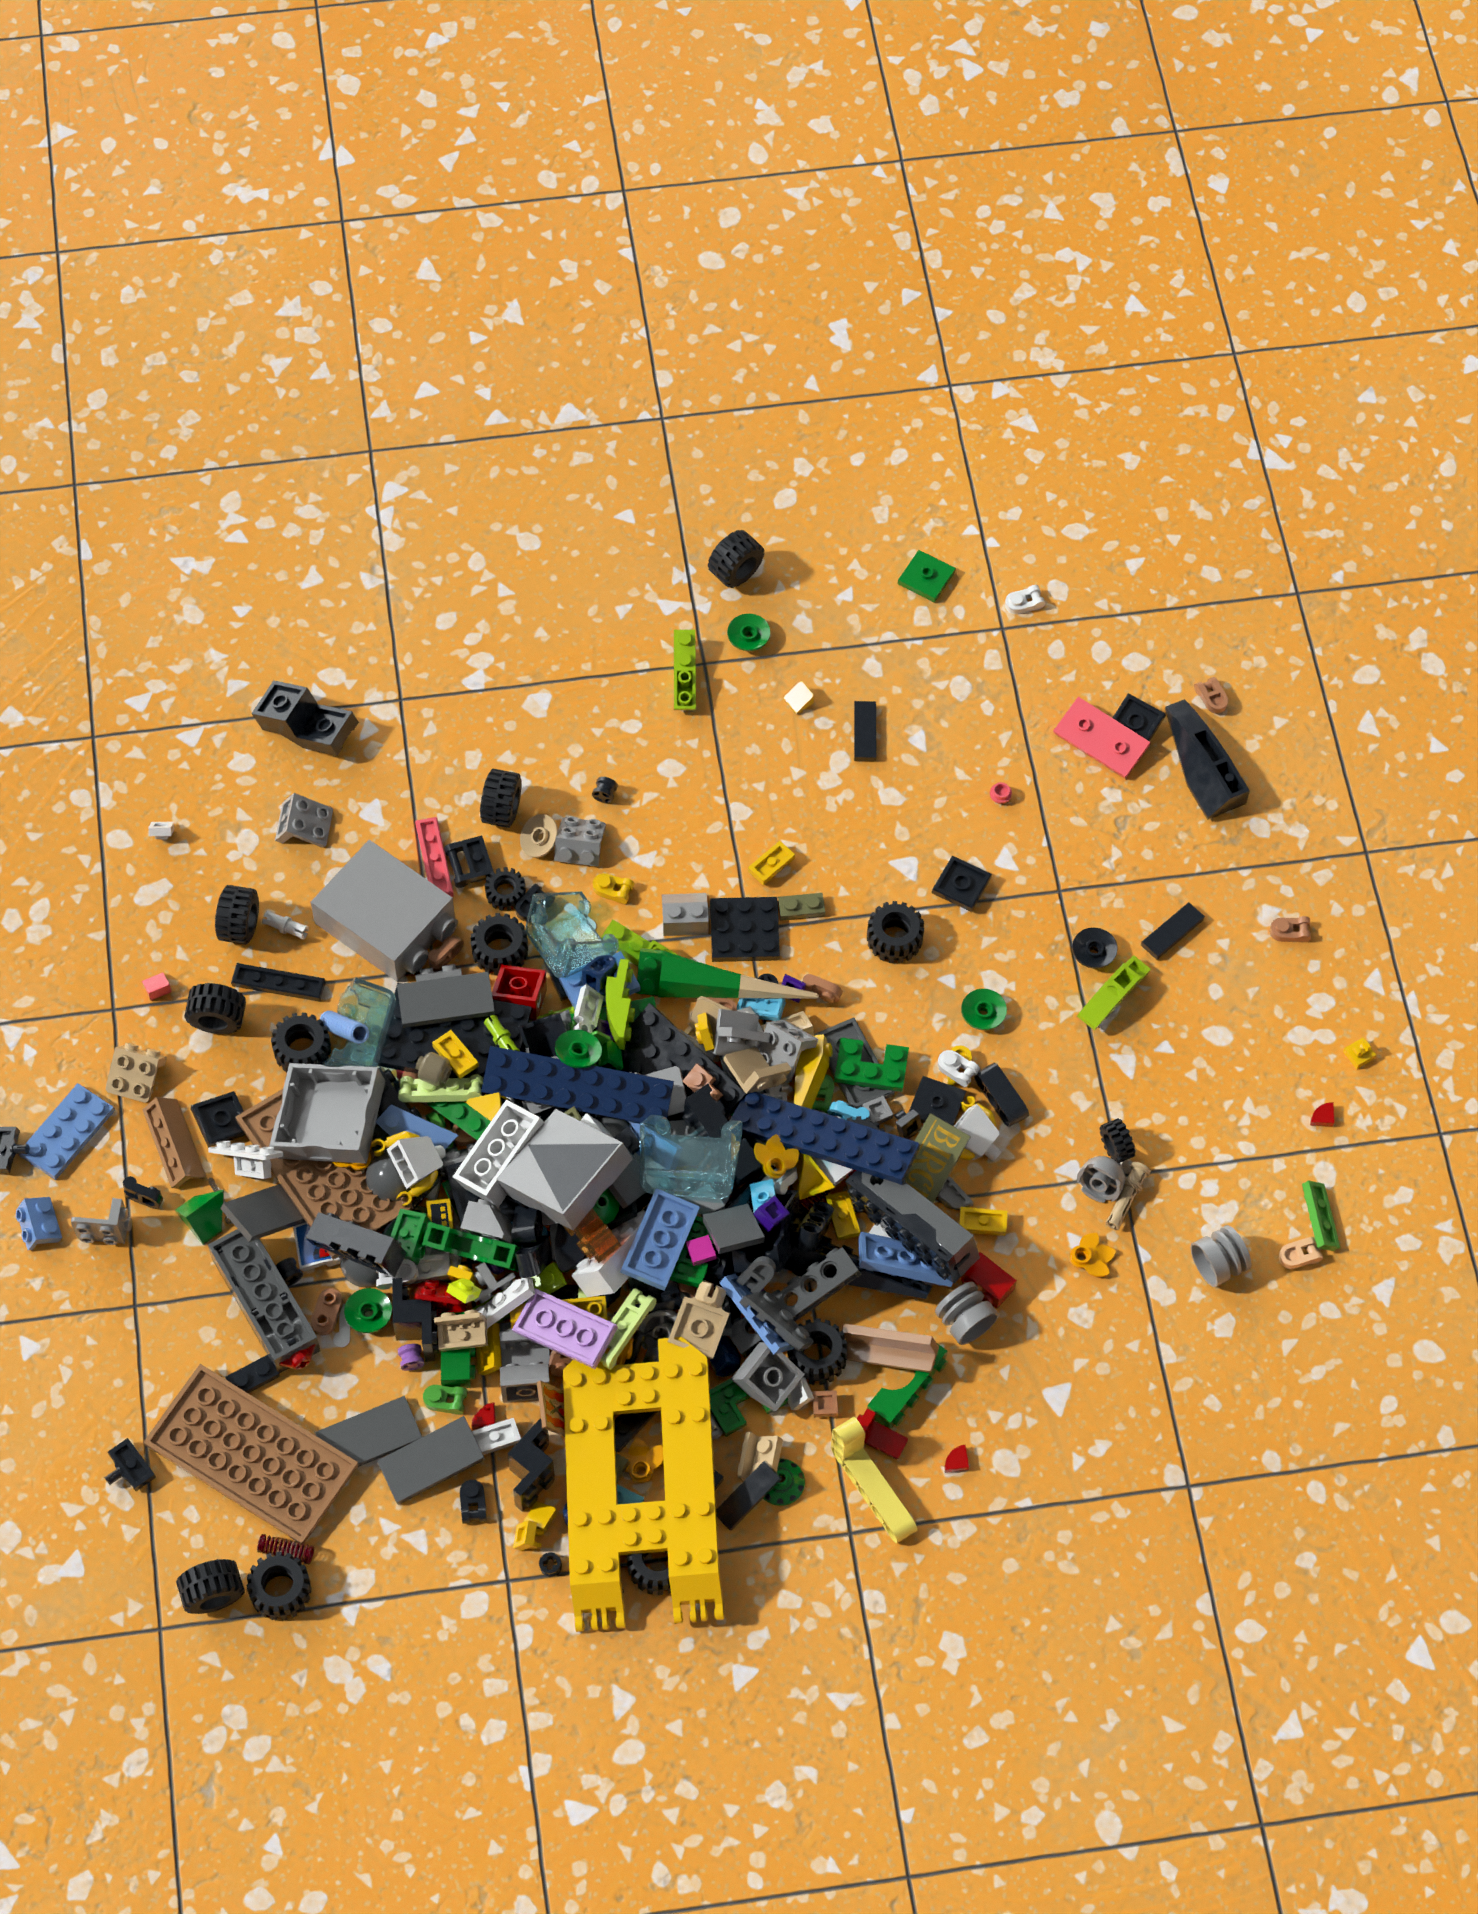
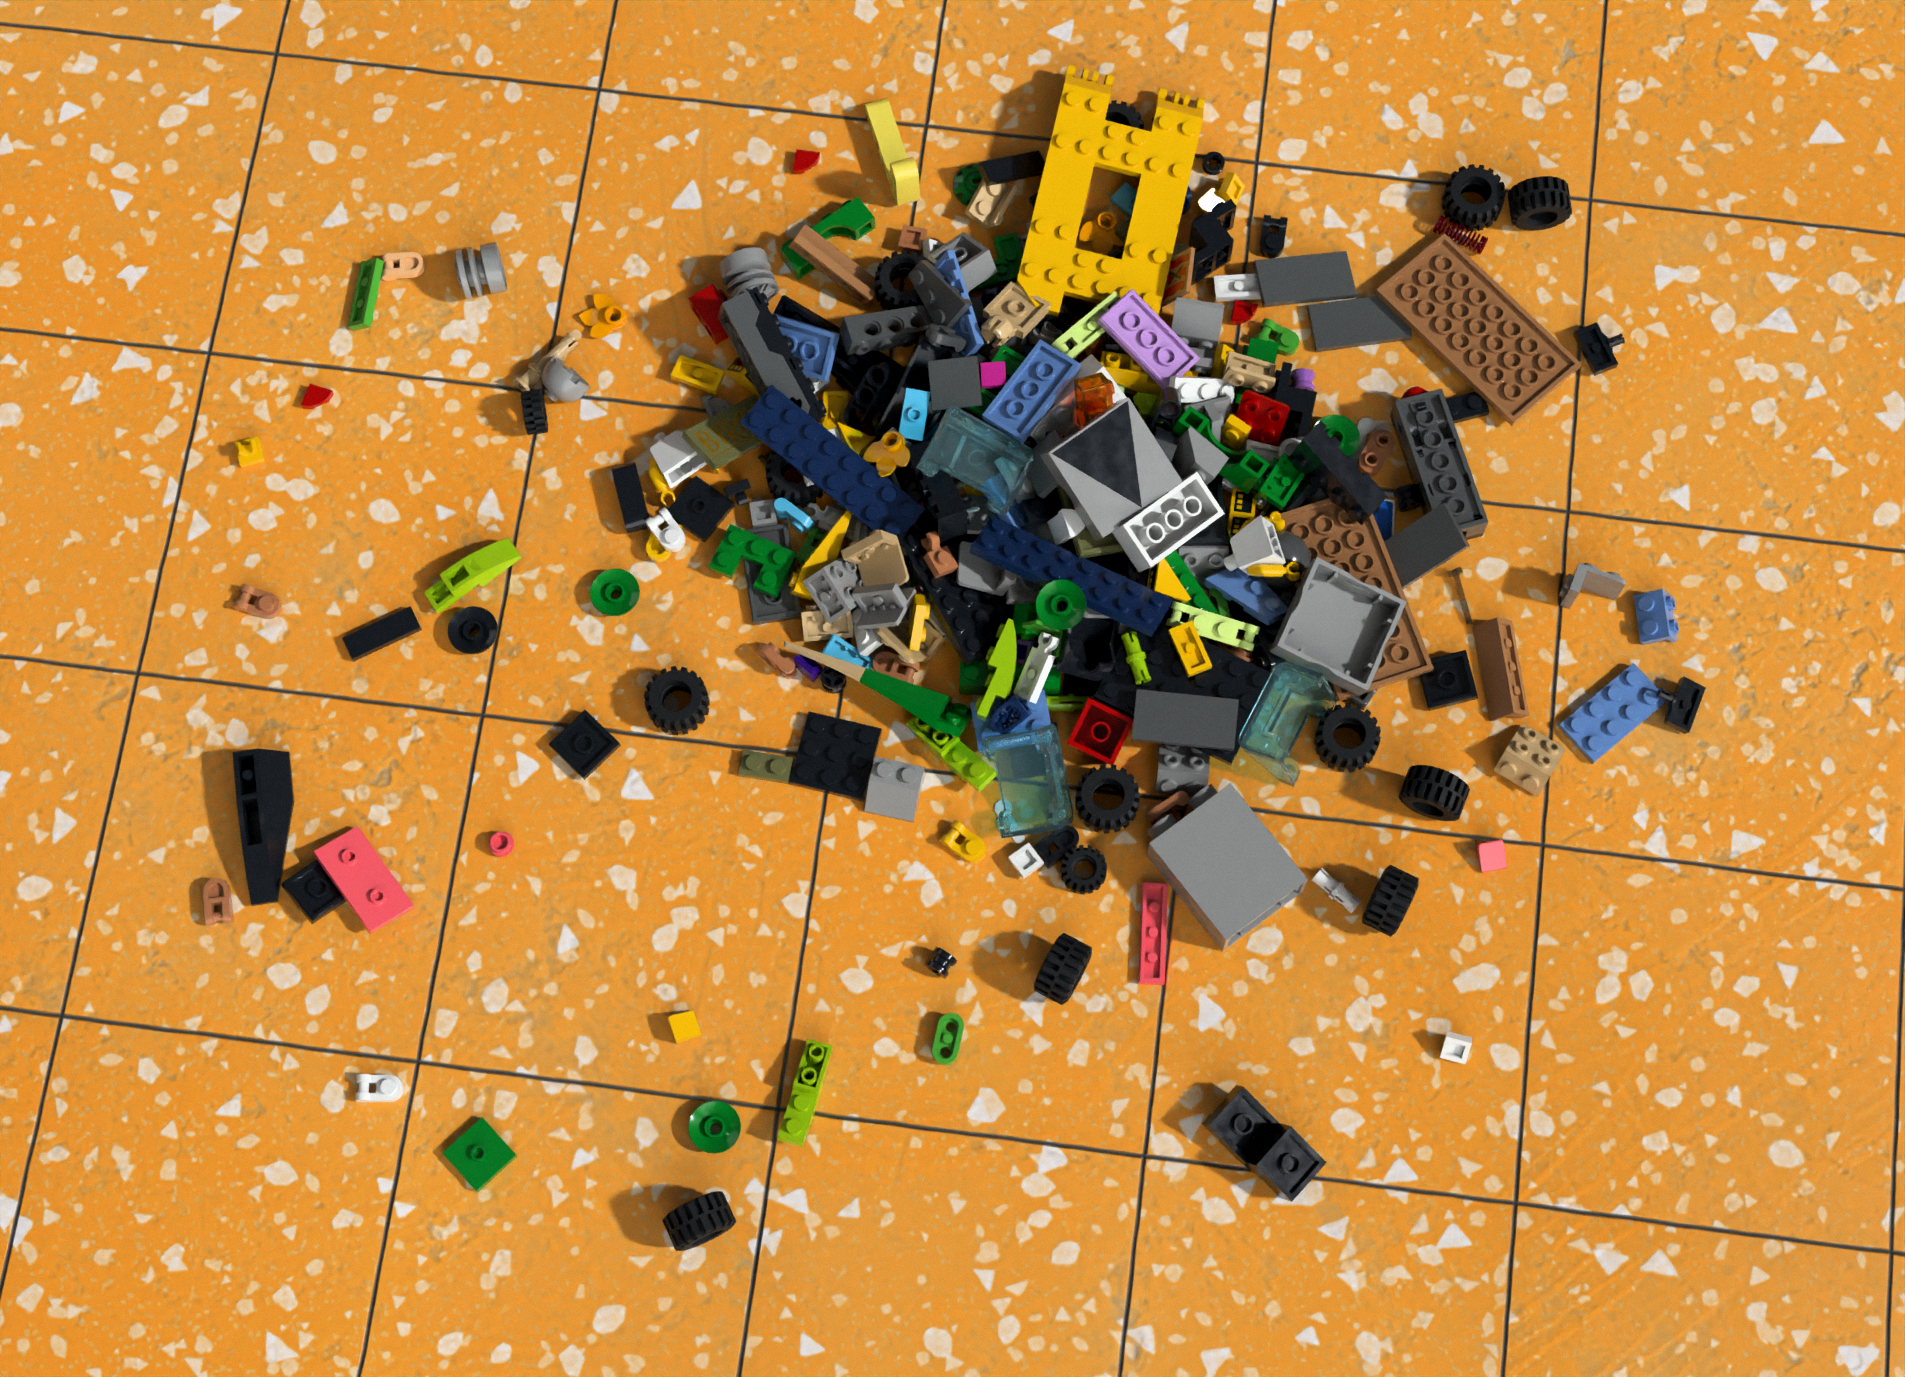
camera: 160 degrees left, 10 degrees up
(141, 1194) = (1538, 614): black plate -> none
(203, 1215) = (1486, 582): green slope -> none
(249, 1159) = (1430, 615): white bracket -> none
(278, 982) = (1357, 827): black tile -> none
(304, 820) = (1291, 1014): light grey bracket -> none
(345, 1027) = (1300, 725): light blue piece -> none
(433, 1069) = (1217, 635): dark tan head -> none
(464, 1290) = (1239, 399): neon yellow plate -> none
(476, 858) = (1106, 915): black plate -> none
(534, 830) = (1037, 918): tan dish -> none
(556, 882) = (1026, 860): none -> white plate
(579, 841) = (984, 909): light grey bracket -> none
(582, 739) = (948, 1040): none -> bright green plate
(771, 863) = (782, 823): yellow plate -> none
(771, 1213) = (912, 386): dark purple slope -> none
(864, 730) = (623, 964): black tile -> none
(881, 1437) = (876, 201): red bracket -> none

